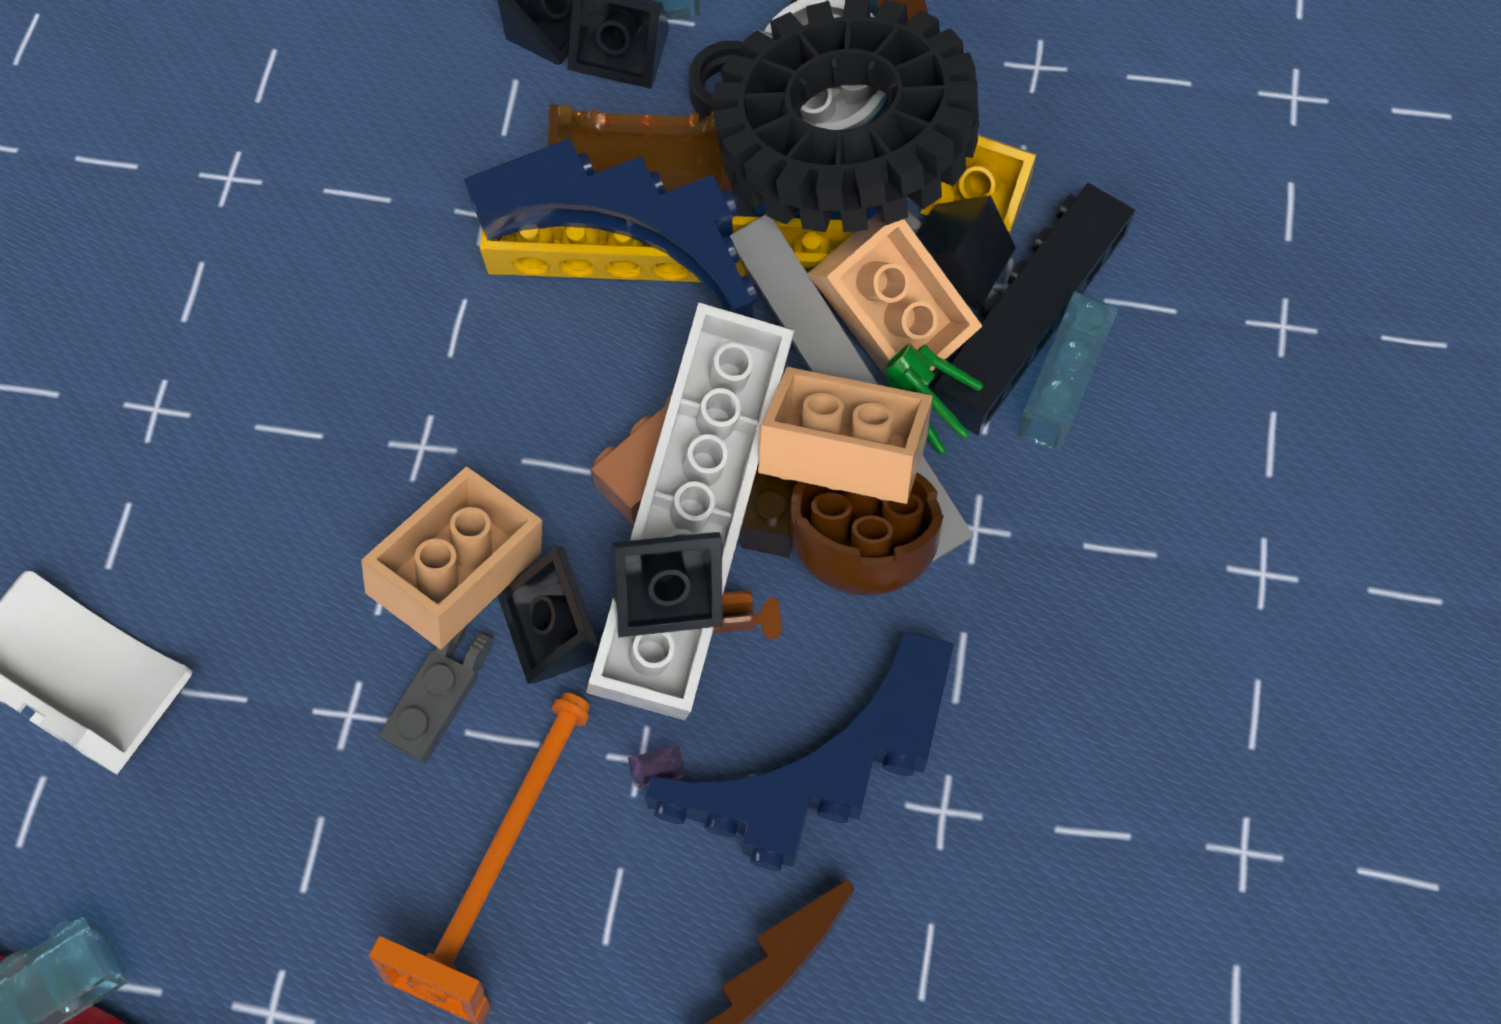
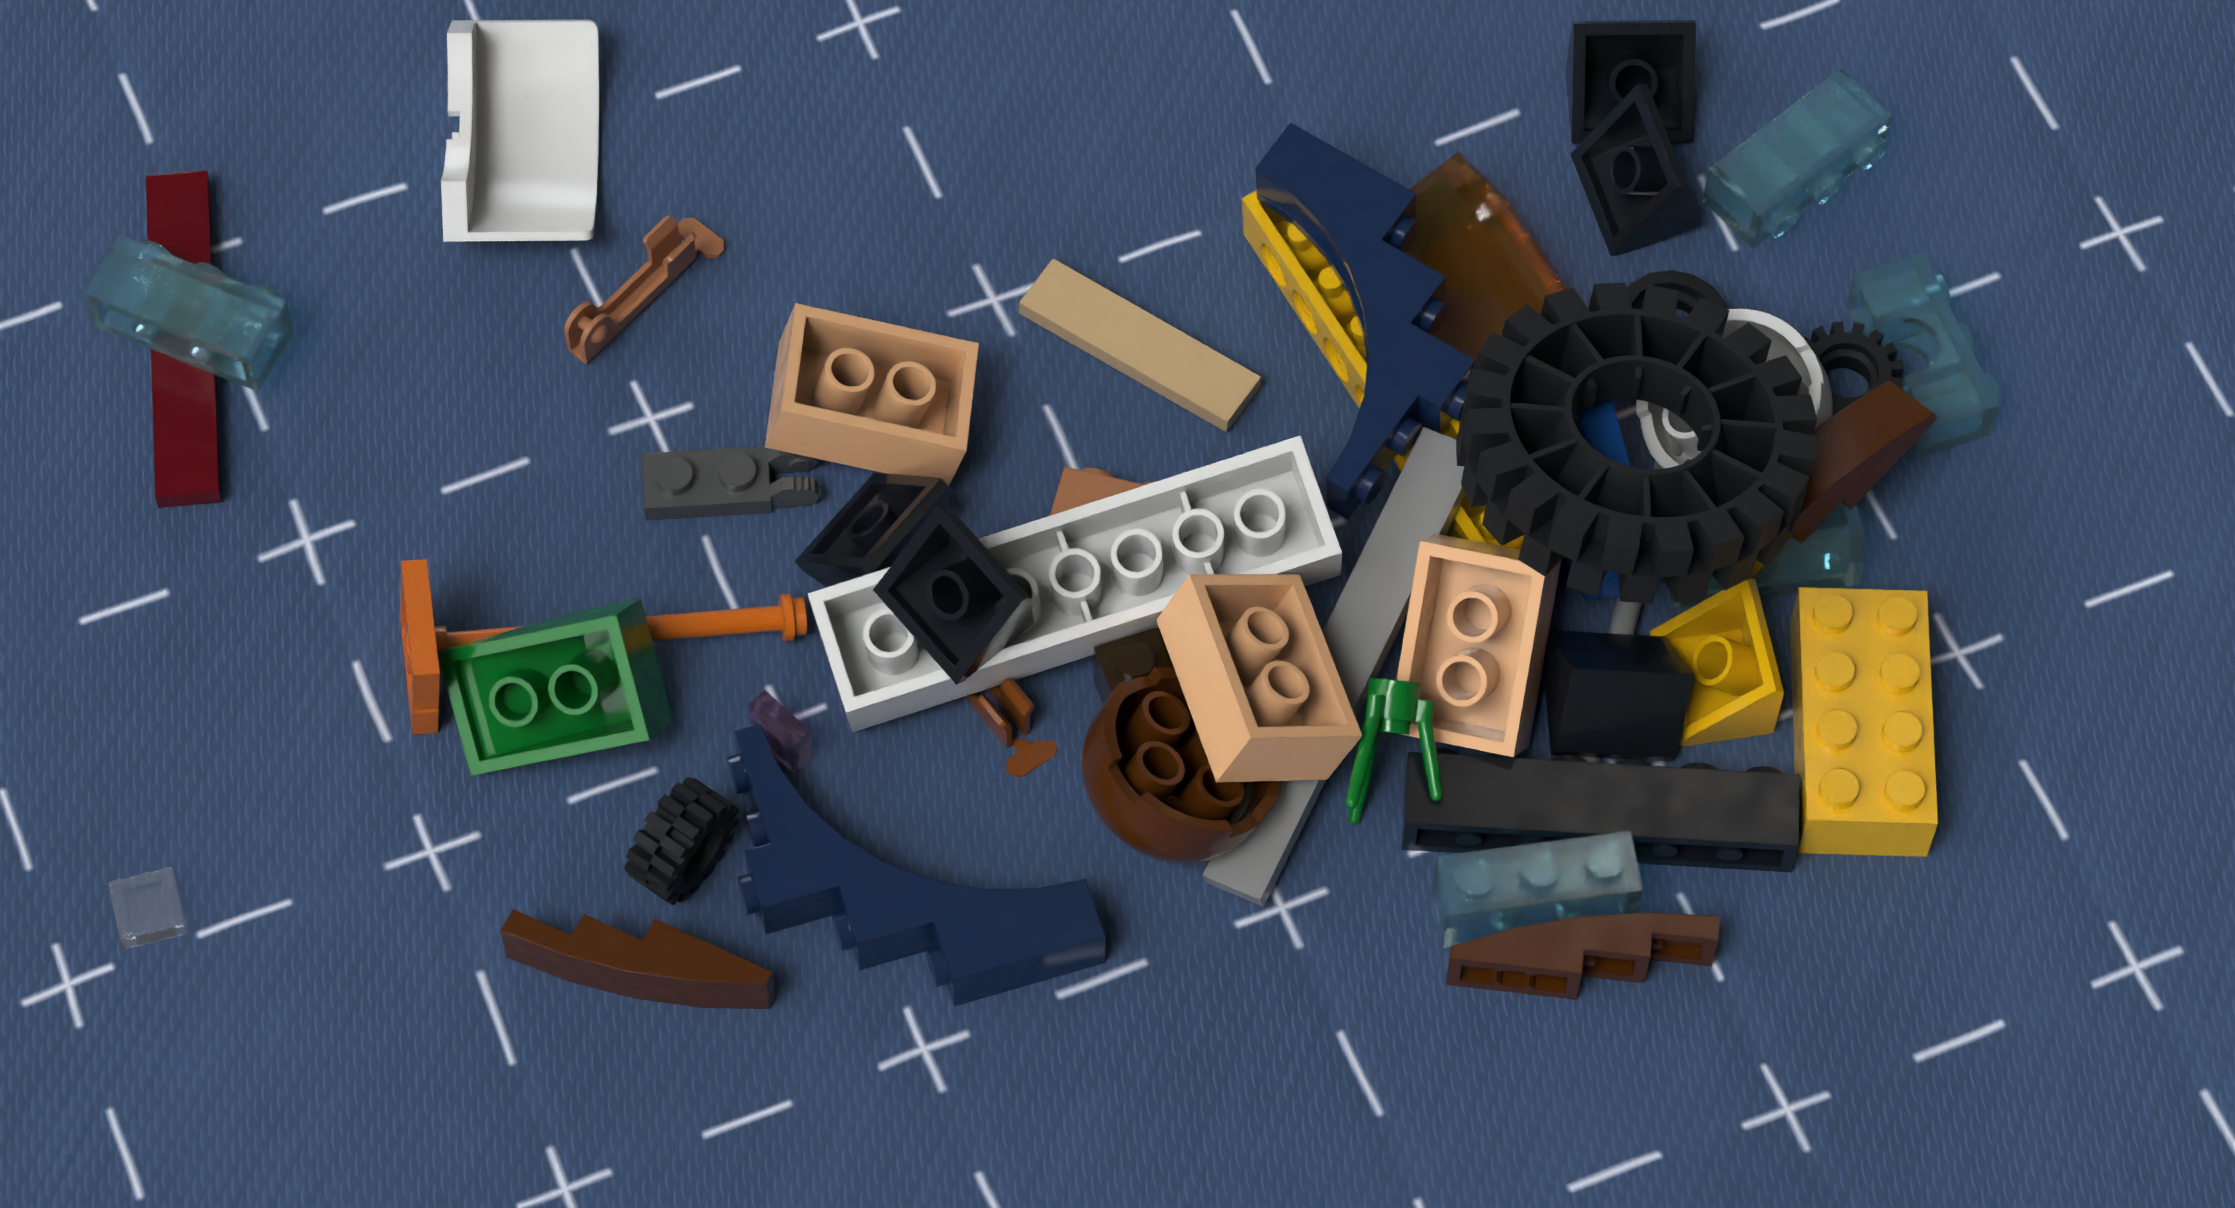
camera: 55 degrees right, 5 degrees down
(255, 709) = (592, 328): none -> nougat piece
(522, 379) = (1139, 345): none -> tan tile
(530, 901) = (557, 688): none -> green slope
(705, 882) = (682, 840): none -> black tyre
(1070, 127) = (1863, 721): none -> yellow brick
(1123, 378) = (1556, 954): none -> reddish brown slope

